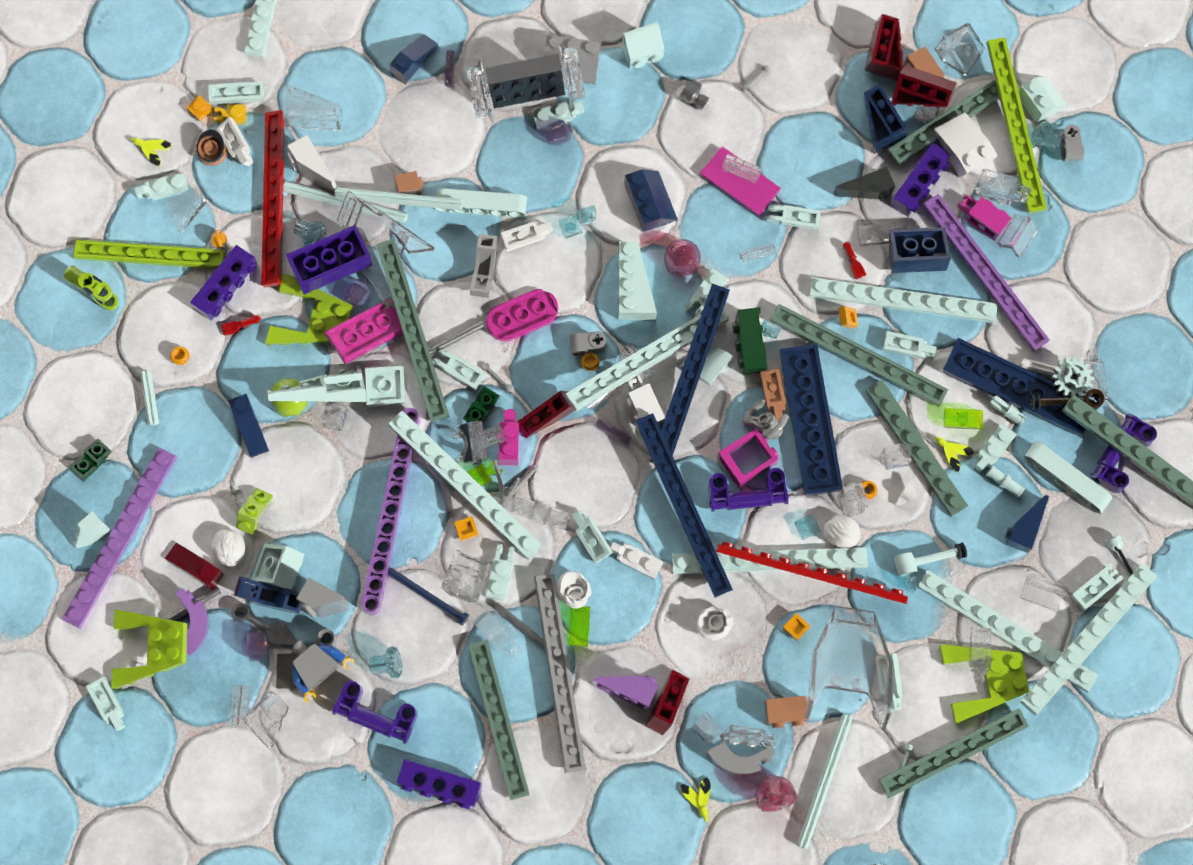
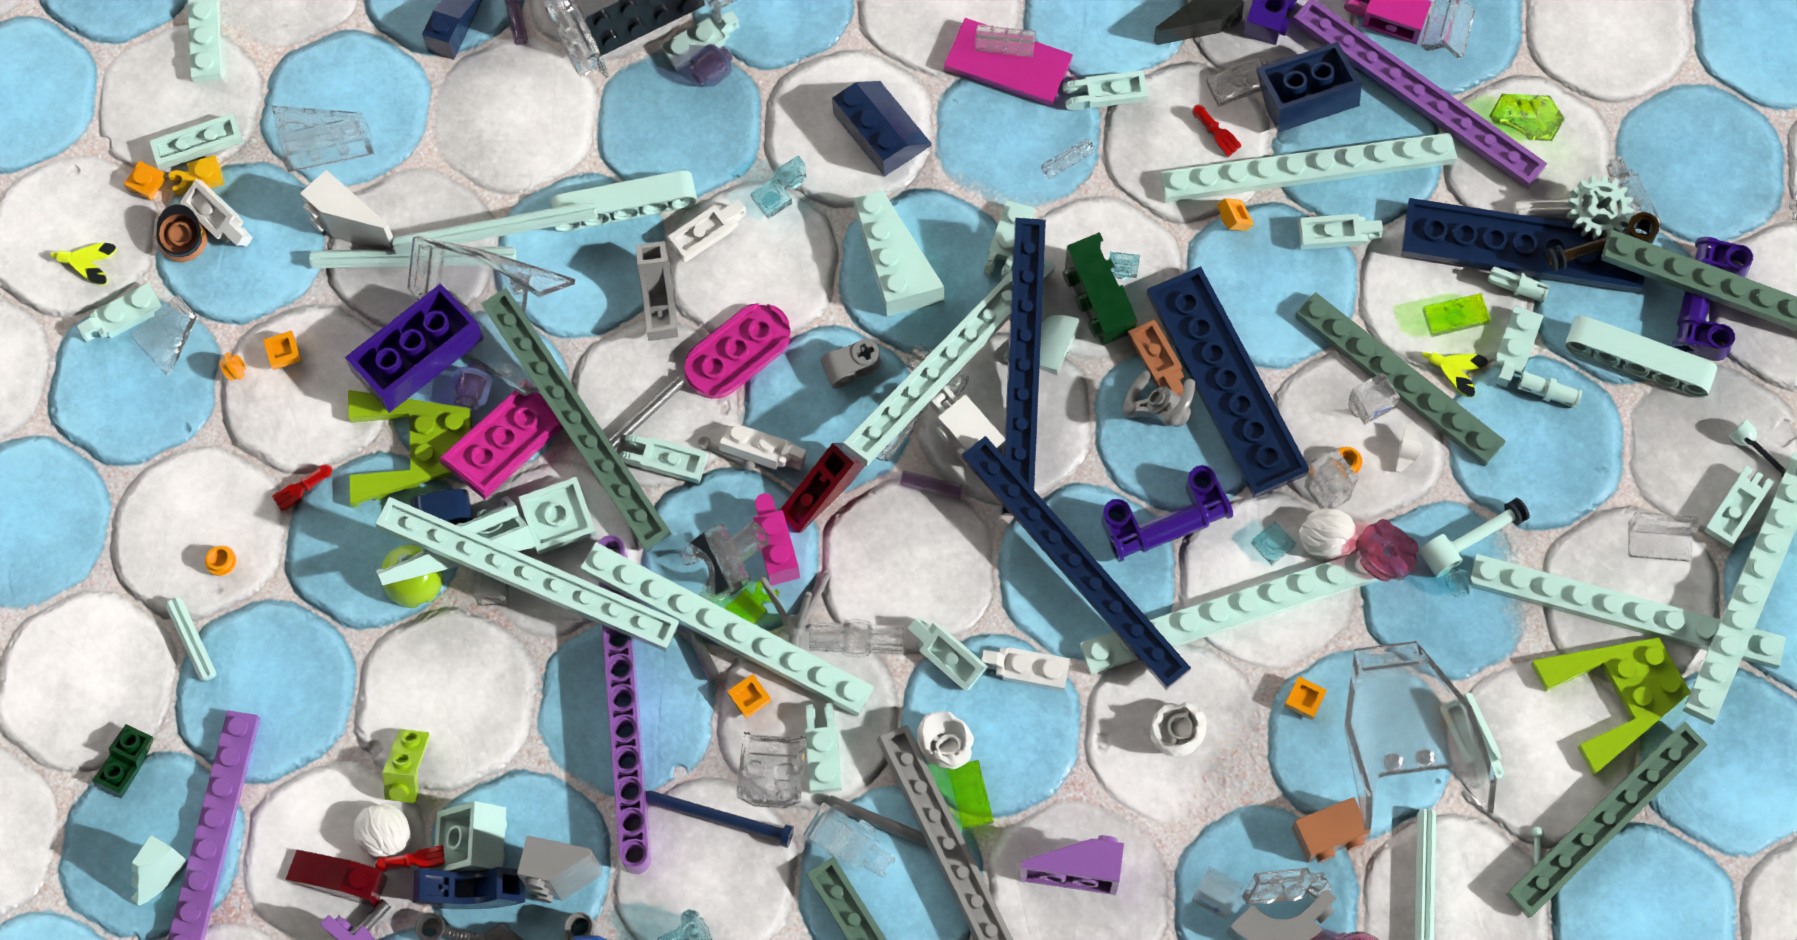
camera: 10 degrees left, 5 degrees down
(92, 286) = (53, 492): lime connector -> none
(148, 254) = (128, 421): lime tile -> none
(236, 258) = (268, 386): dark purple brick -> none
(248, 425) = (360, 635): dark blue slope -> none
(248, 569) = (423, 858): none -> red piece
(251, 237) = (282, 350): none -> light orange plate
(273, 199) = (299, 284): red plate -> none
(310, 232) = (371, 315): clear light blue gear -> none
(317, 363) = (447, 505): none -> dark blue beam
(355, 418) = (527, 574): none -> light aqua plate
(409, 183) = (504, 201): nougat brick -> none
(482, 406) = (717, 502): dark green slope -> none
(518, 379) = (761, 448): none -> white hinge
(590, 361) = (863, 390): light orange plate -> none
(667, 703) = (1144, 872): dark red slope -> none
(682, 258) = (956, 197): clear pink cylinder -> none
(731, 467) = (1131, 486): dark pink window -> none
(819, 574) = (1290, 607): red plate -> none
(859, 355) = (1270, 266): sand green plate -> none
(880, 546) = (1401, 548): none -> clear pink plate
(980, 652) = (1597, 654): clear hinge -> none
(1024, 531) = (1603, 455): dark blue slope -> none
(1050, 307) = (1529, 114): none -> clear neon green arch

